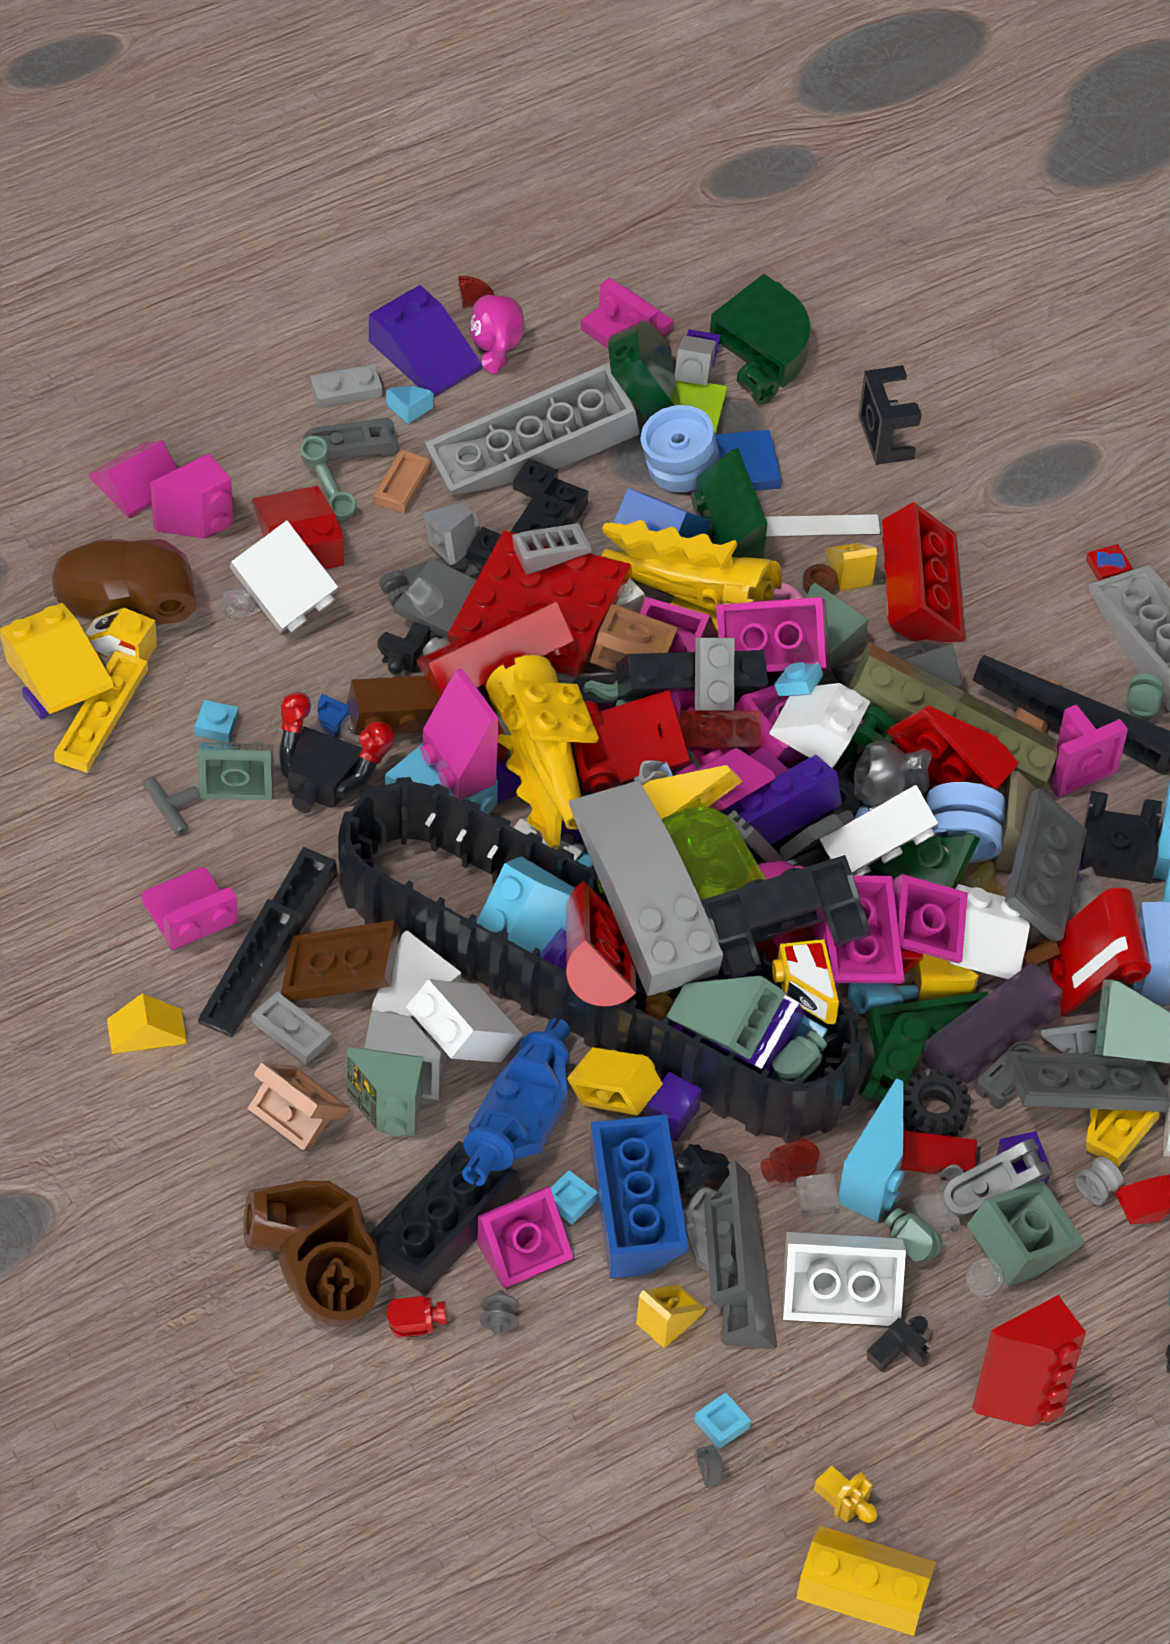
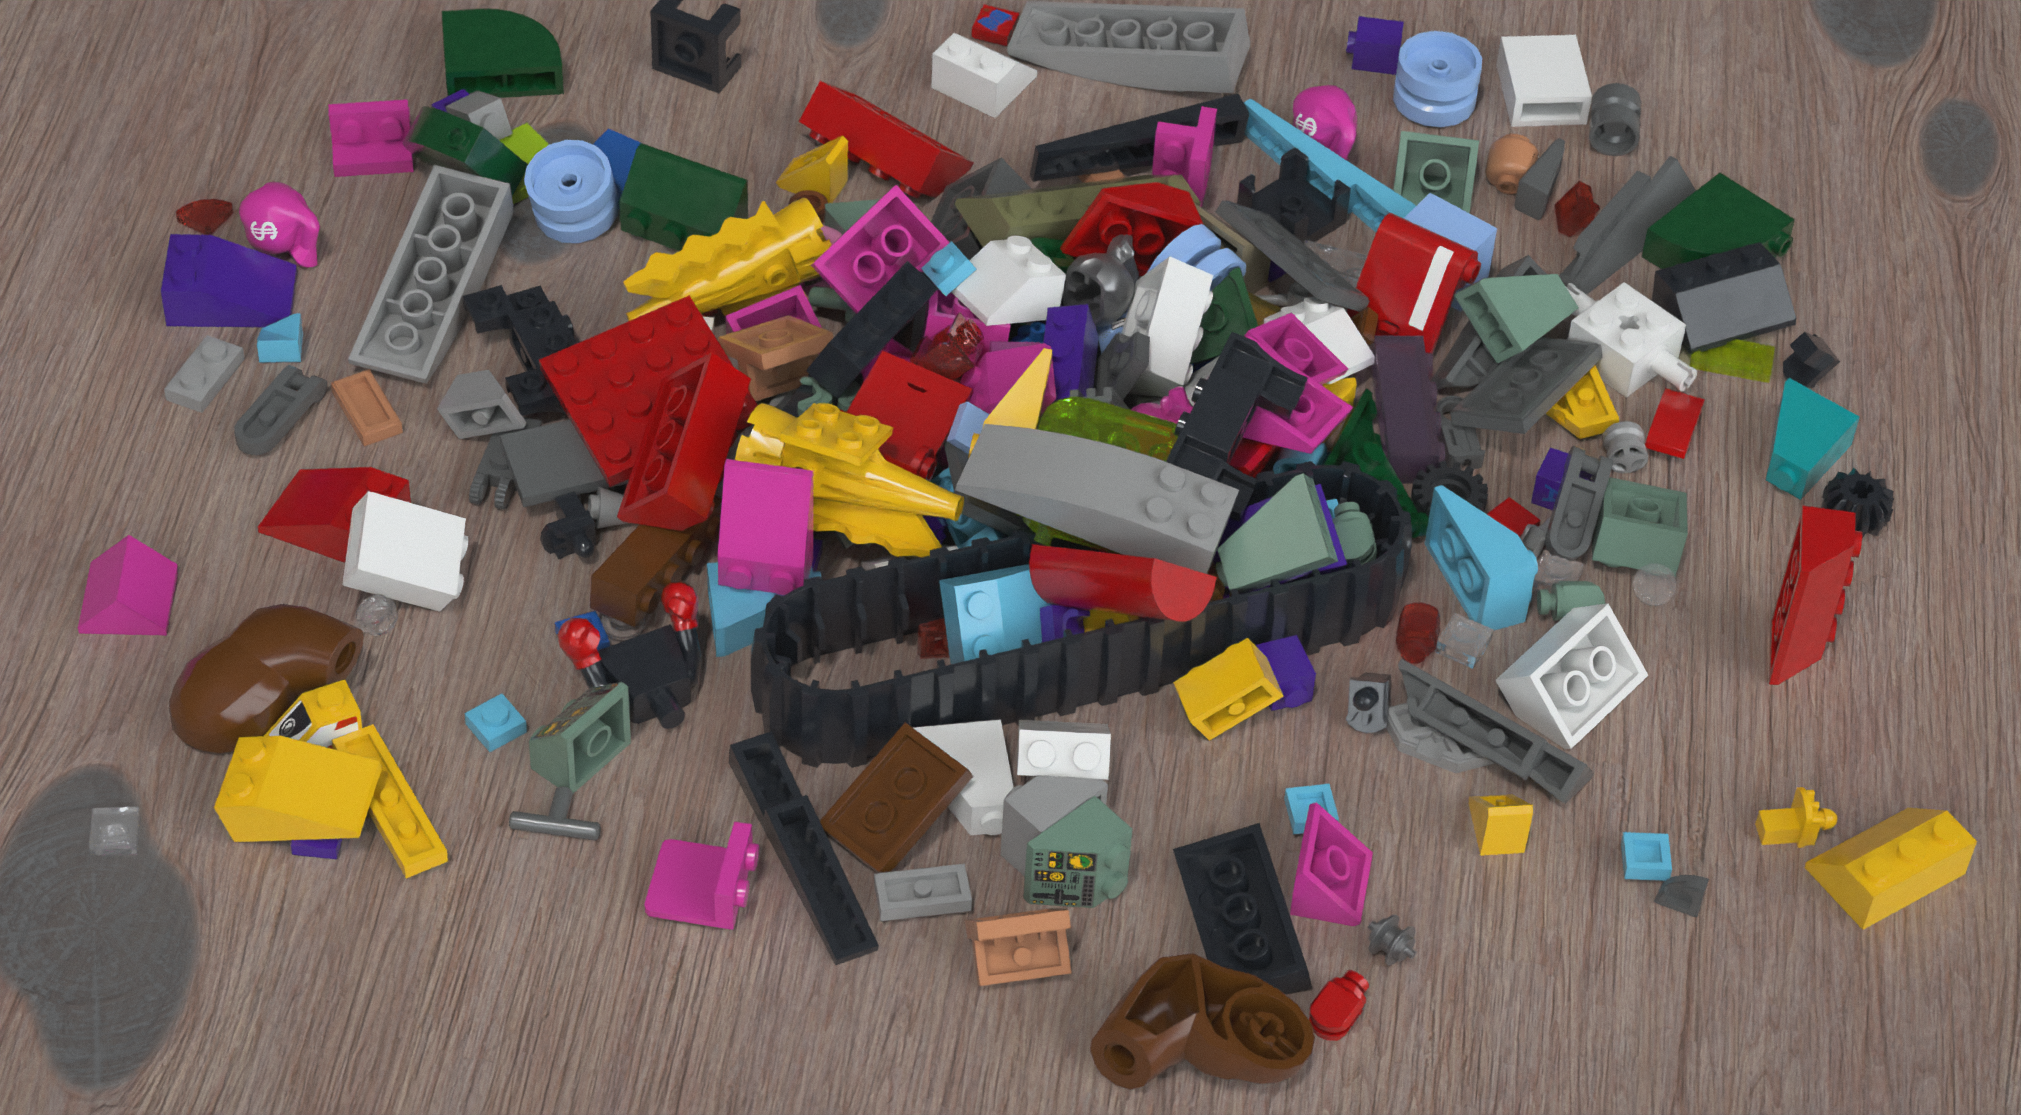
camera: 50 degrees left, 5 degrees down
(146, 1025) = (803, 1008): yellow slope -> none
(193, 499) = (229, 558): dark pink slope -> none
(315, 456) = (271, 443): sand green bar -> none
(425, 596) = (551, 465): clear piece -> none
(520, 1104) = (1184, 775): blue plate -> none
(534, 557) = (609, 357): light grey slope -> none
(637, 1194) = (1365, 754): blue slope -> none
(649, 771) = (967, 430): light grey hand -> none
(659, 515) = (632, 250): brick -> none
(714, 673) = (906, 304): light grey plate -> none
(757, 382) = (536, 93): dark green bush -> none
(808, 977) = (1292, 452): slope -> none
(822, 525) = (762, 155): white sticker -> none
(900, 1338) = (1671, 679): black piece -> none
(1050, 585) = (978, 75): none -> white slope
(1144, 696) = (1168, 88): sand green arm -> none

